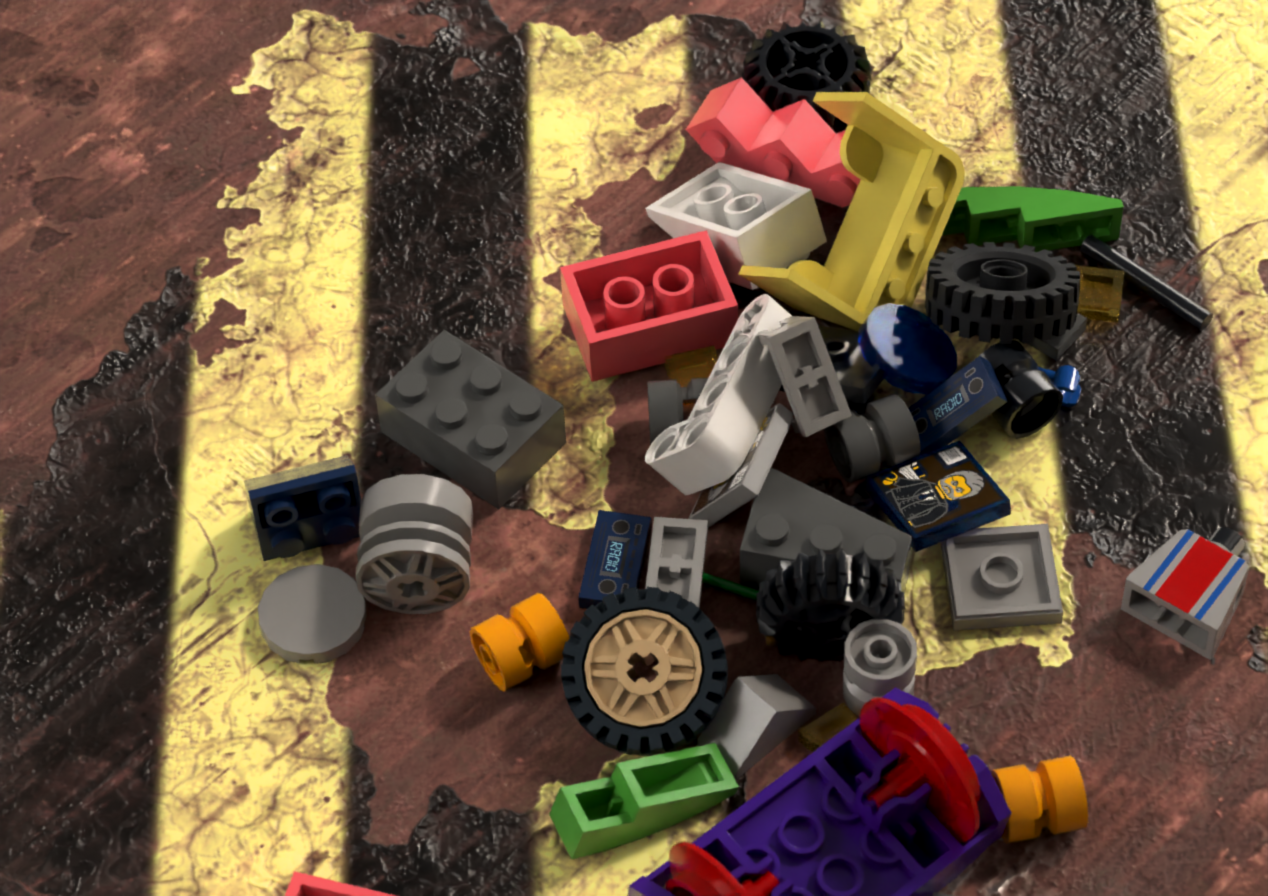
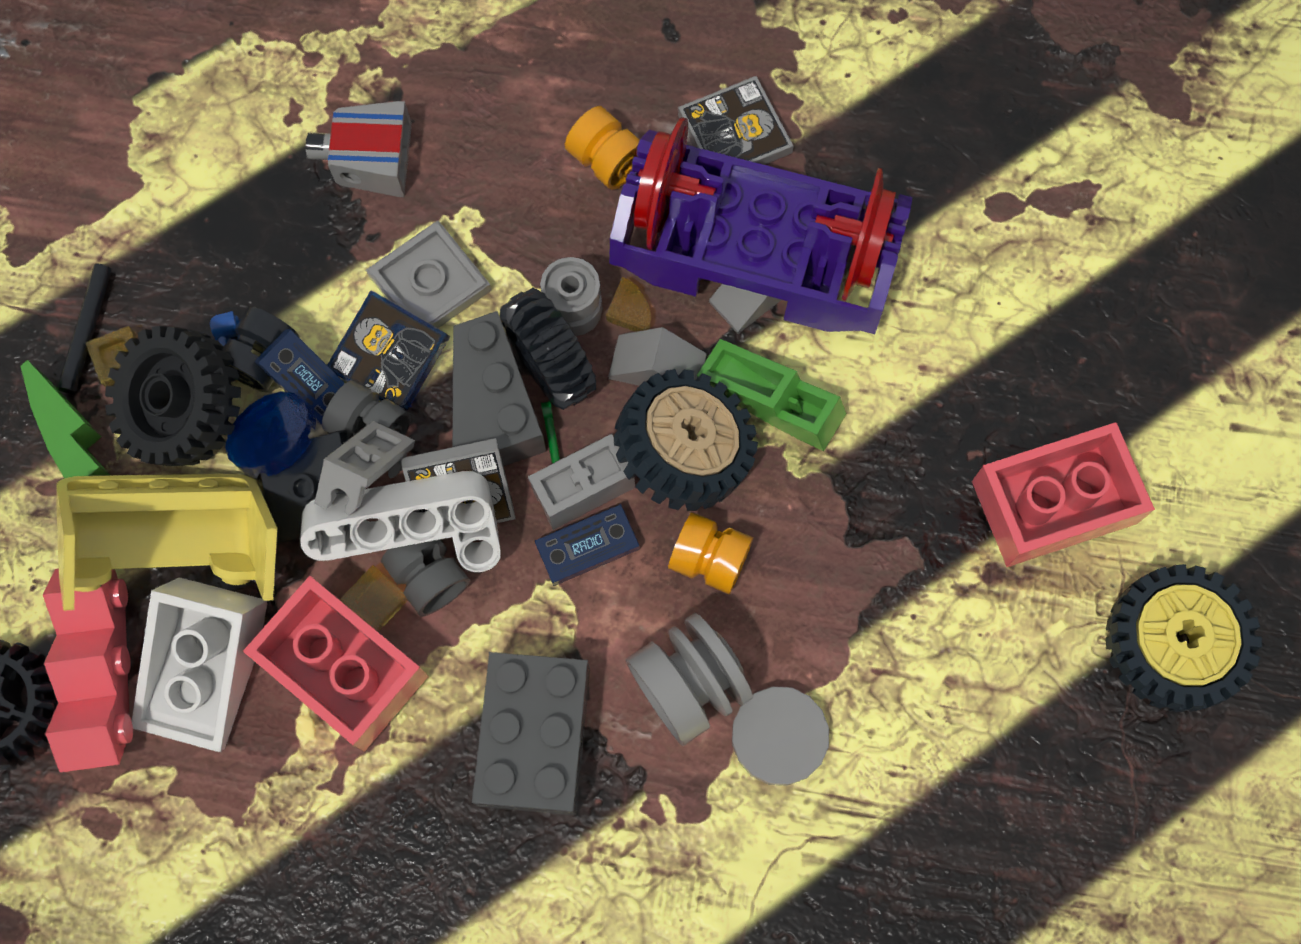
camera: 125 degrees left, 20 degrees up
(305, 507) = (700, 801): dark blue slope -> none

